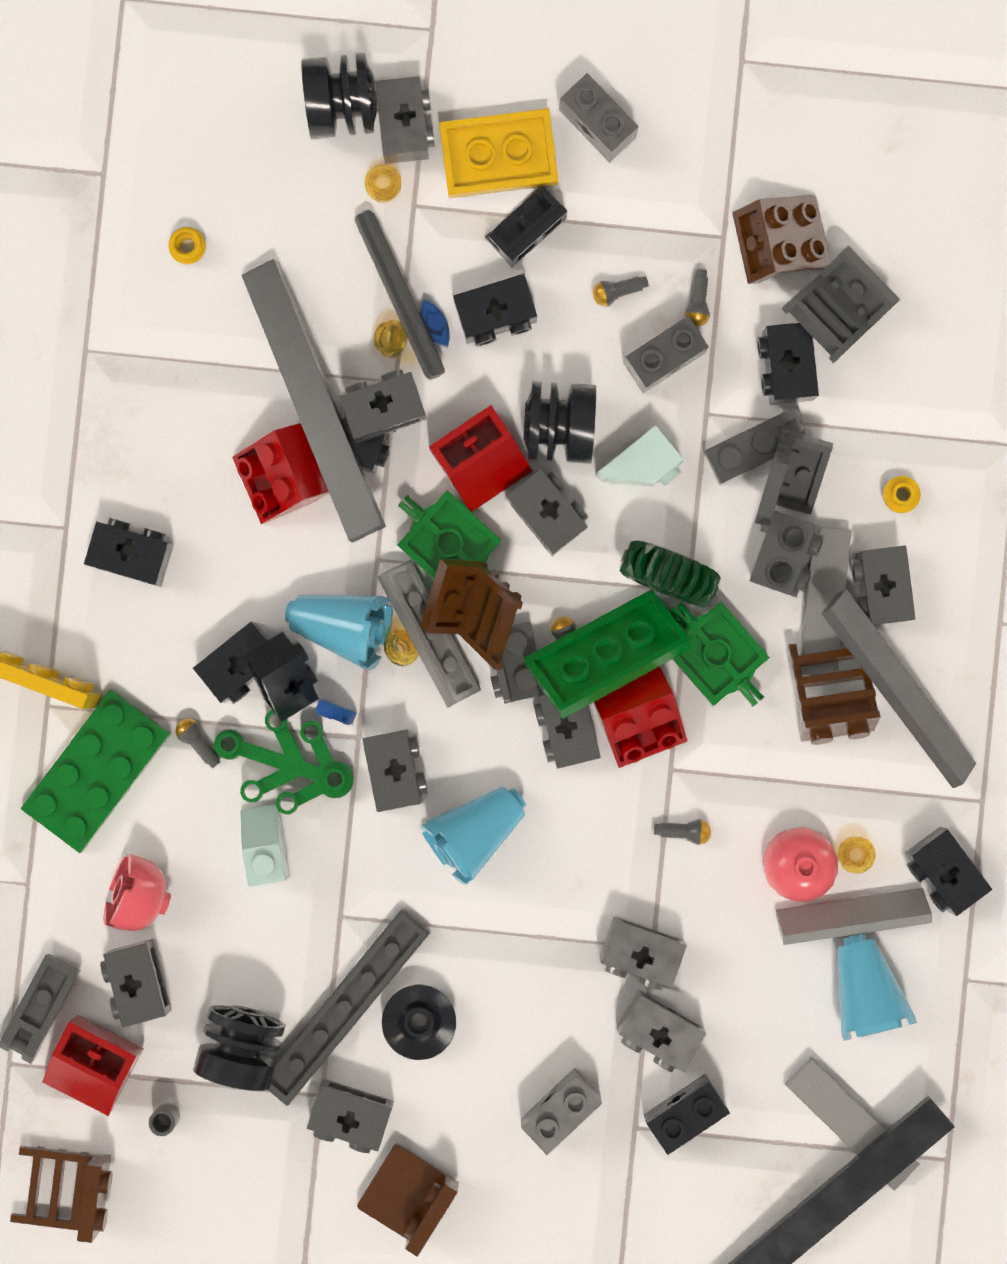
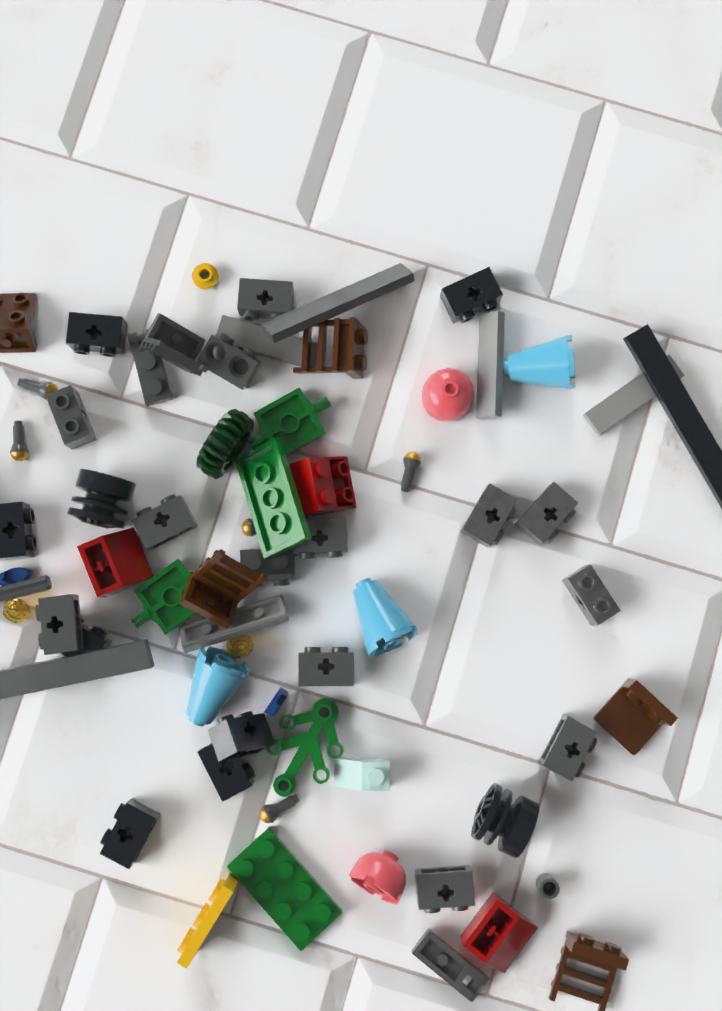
camera: 85 degrees left, 5 degrees down
(280, 473) = (95, 708): red slope -> none
(346, 1005) = (489, 735): dark grey tile -> none
(419, 1041) = (523, 687): black dish -> none
(644, 462) = (144, 447): light aqua slope -> none
(686, 1114) = (607, 507): black brick -> none
(841, 303) = (61, 287): dark grey plate -> none
(867, 859) = (451, 348): clear yellow plate -> none

